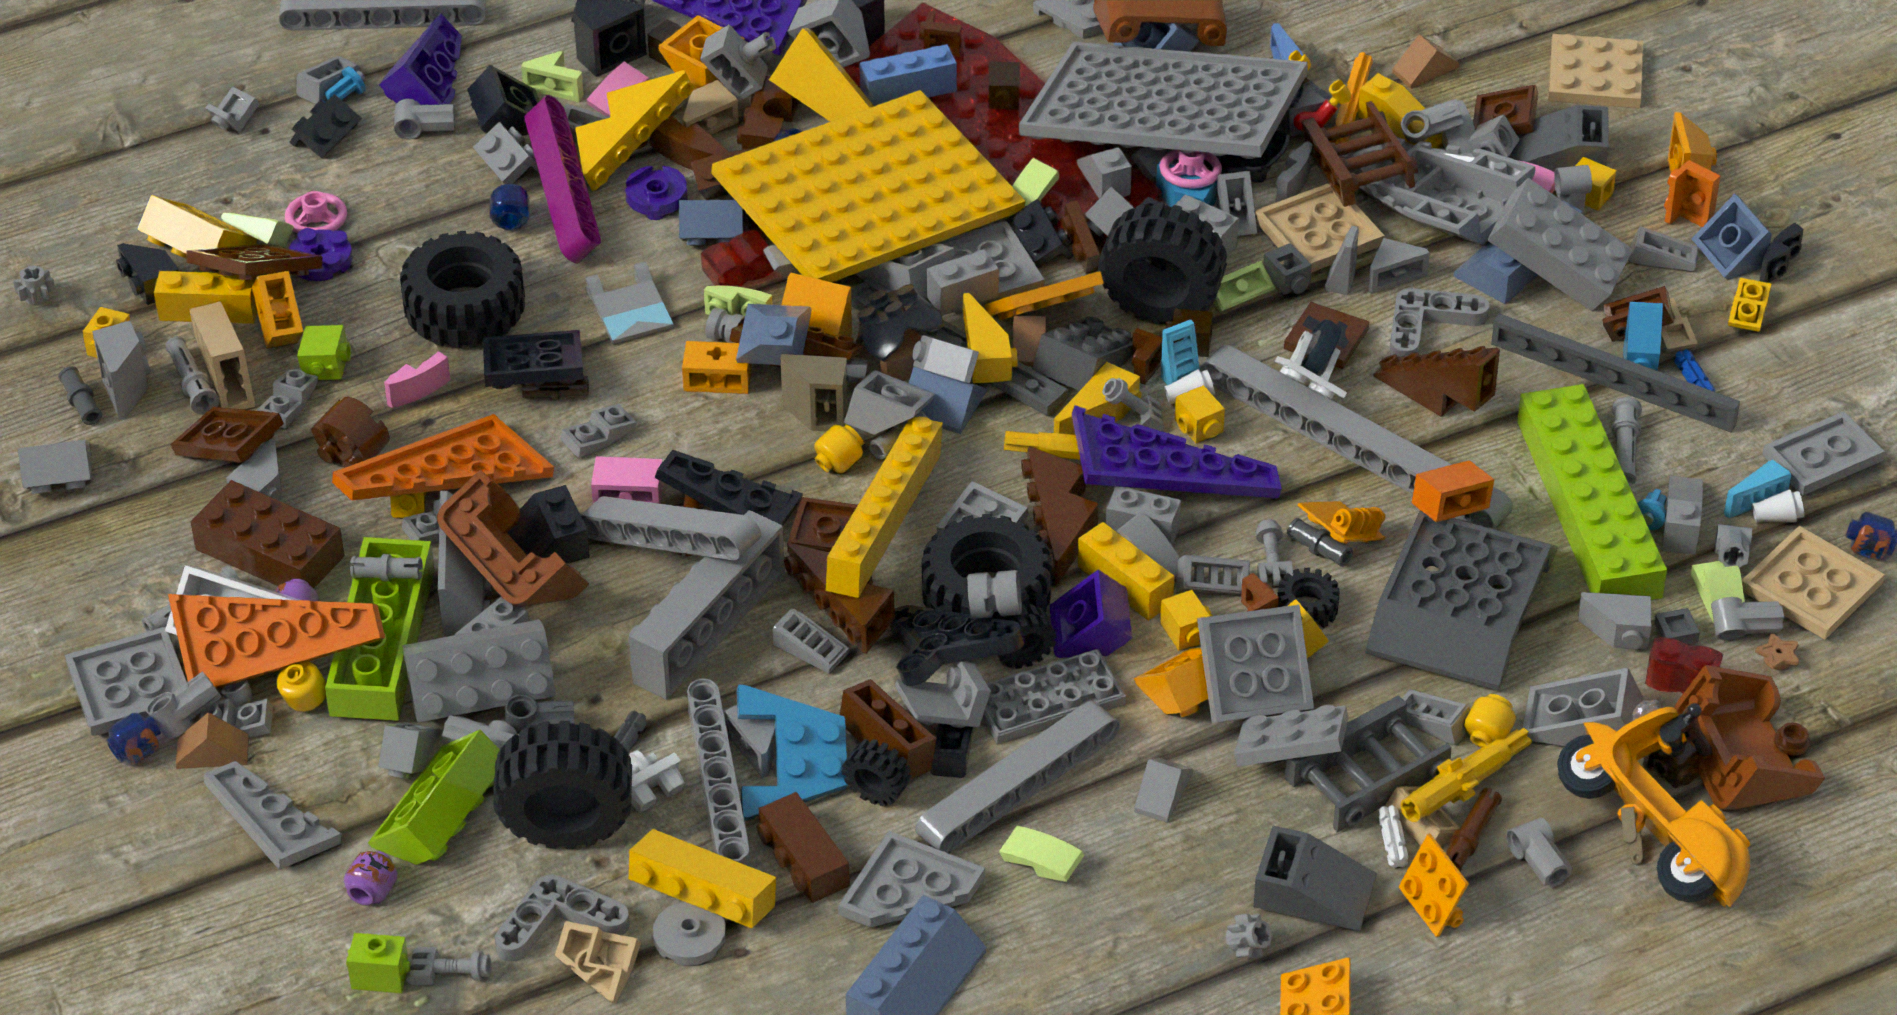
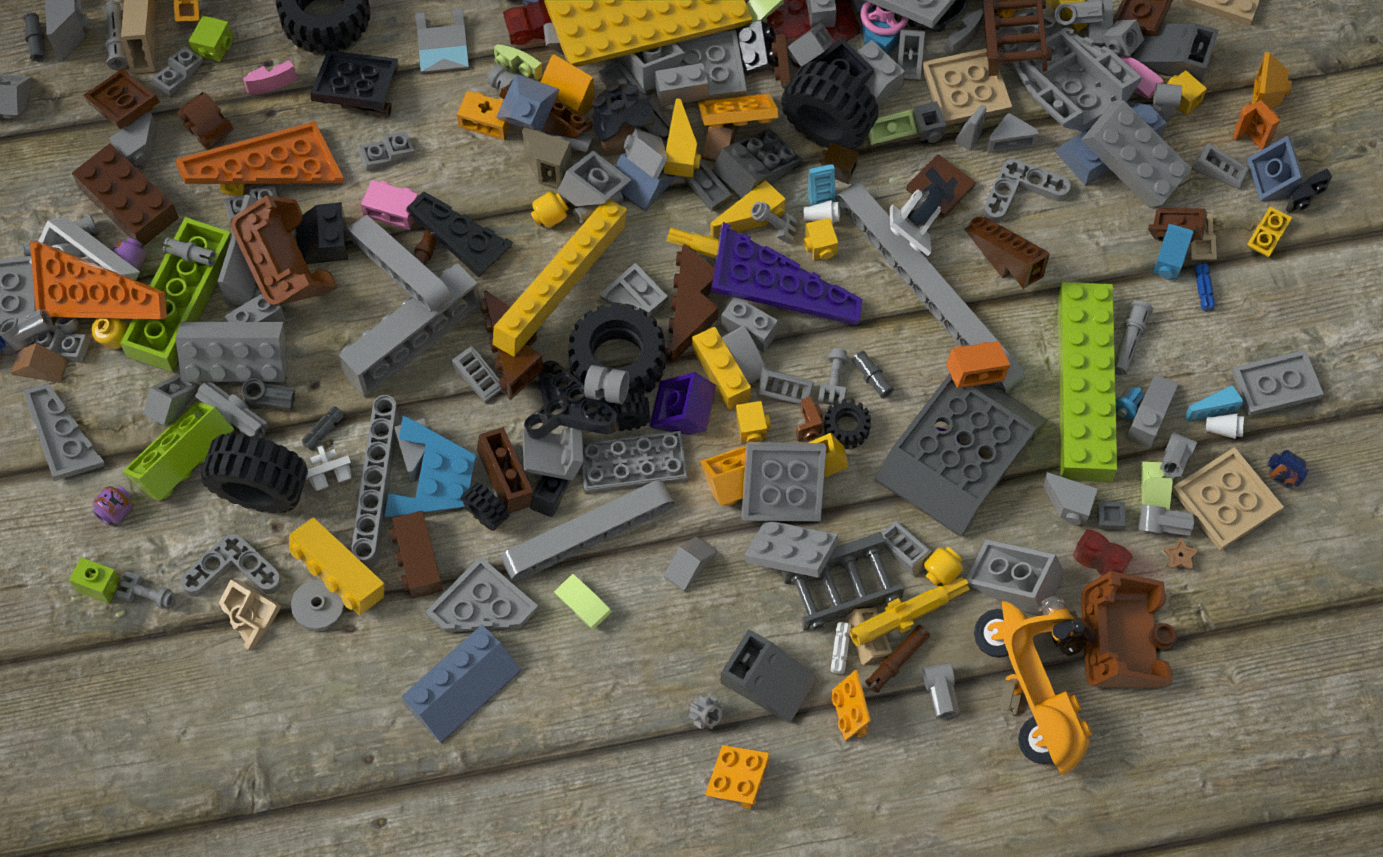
camera: 15 degrees right, 20 degrees up
(819, 523) = (516, 272): reddish brown tile -> none
(1146, 354) = (798, 179): reddish brown bracket -> none
(1346, 523) = (895, 362): light orange hinge -> none
(1615, 372) = (1144, 273): dark grey plate -> none

